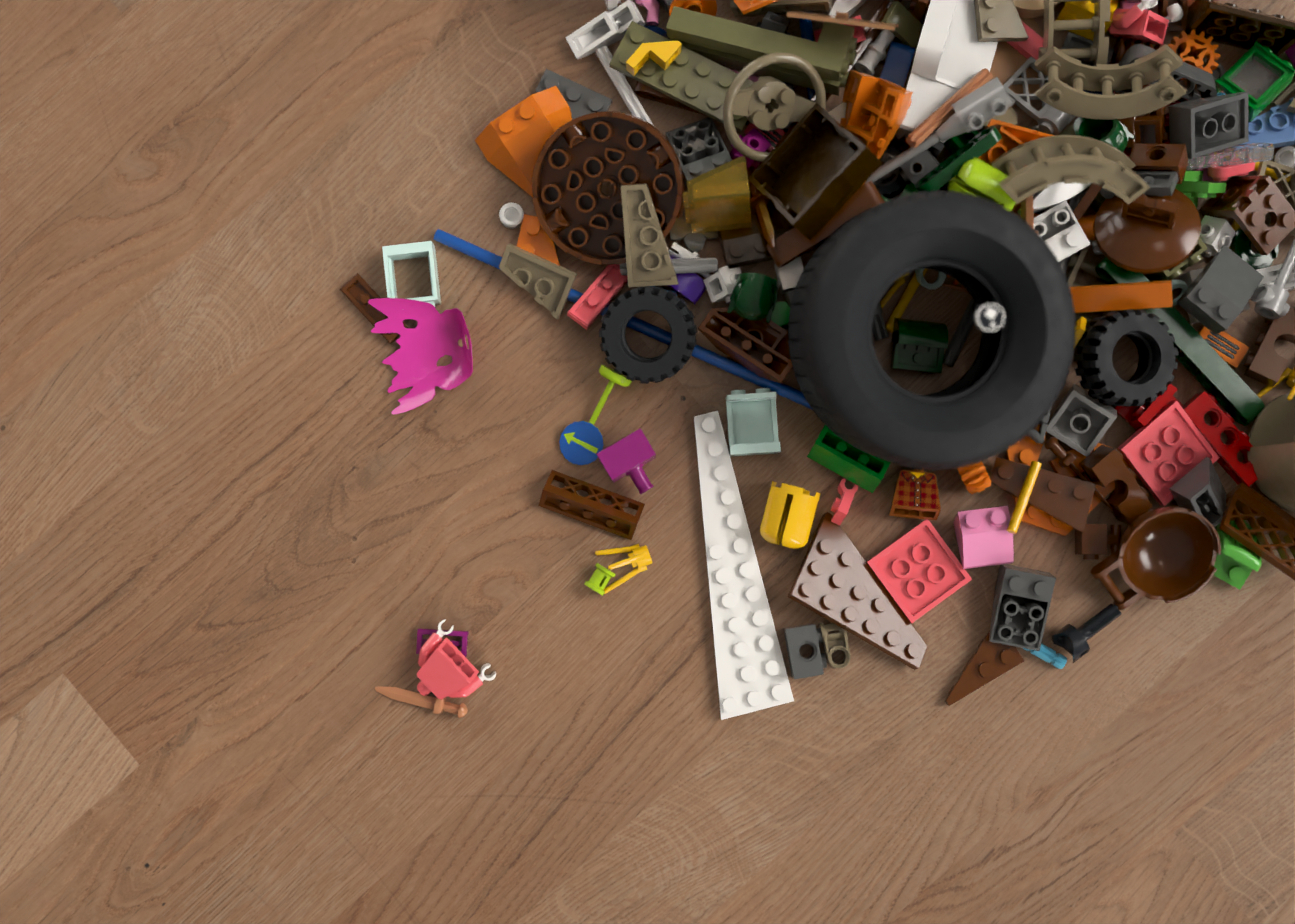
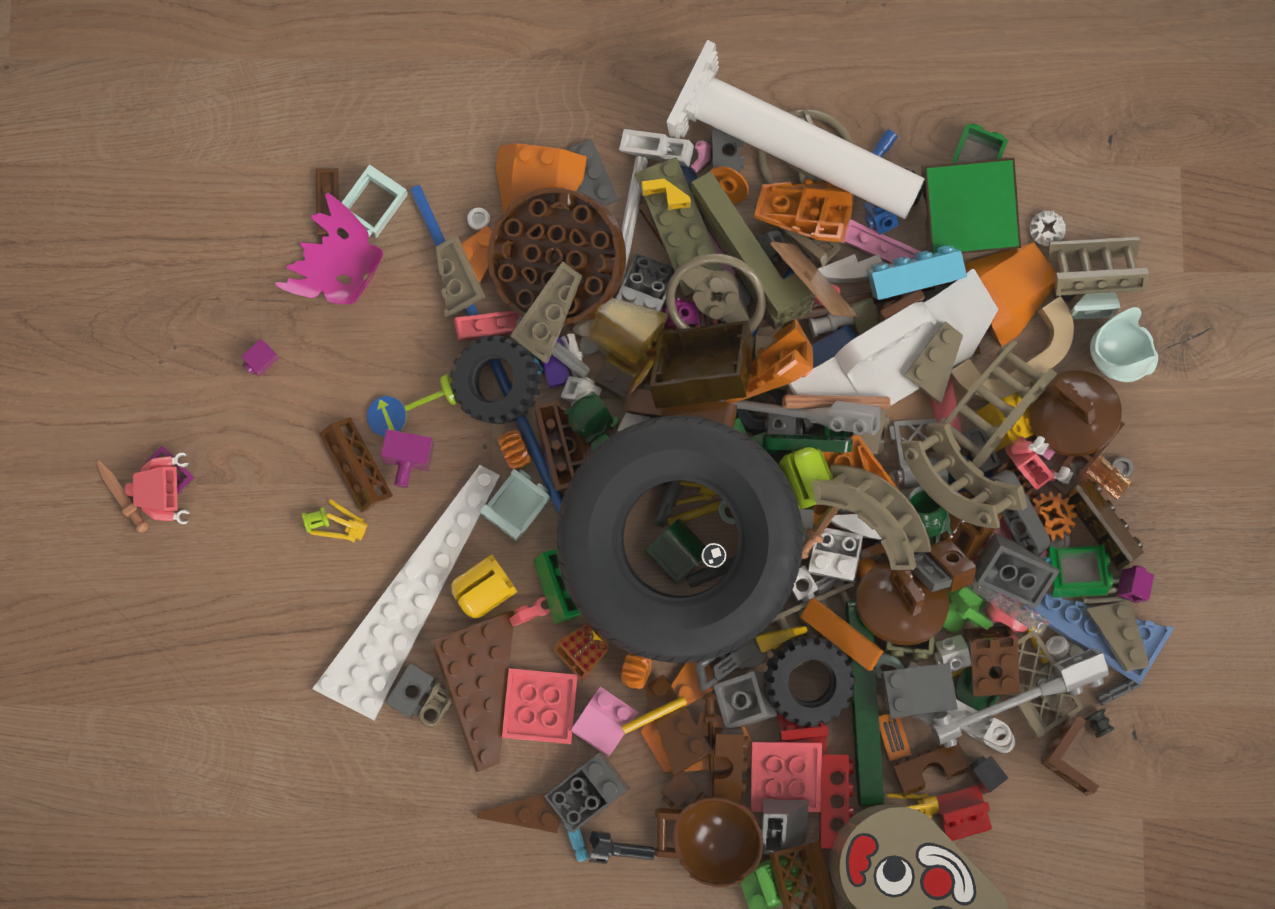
camera: 35 degrees right, 5 degrees down
(433, 486) = (259, 358): none -> magenta brick
(712, 378) = (514, 449): none -> orange gear

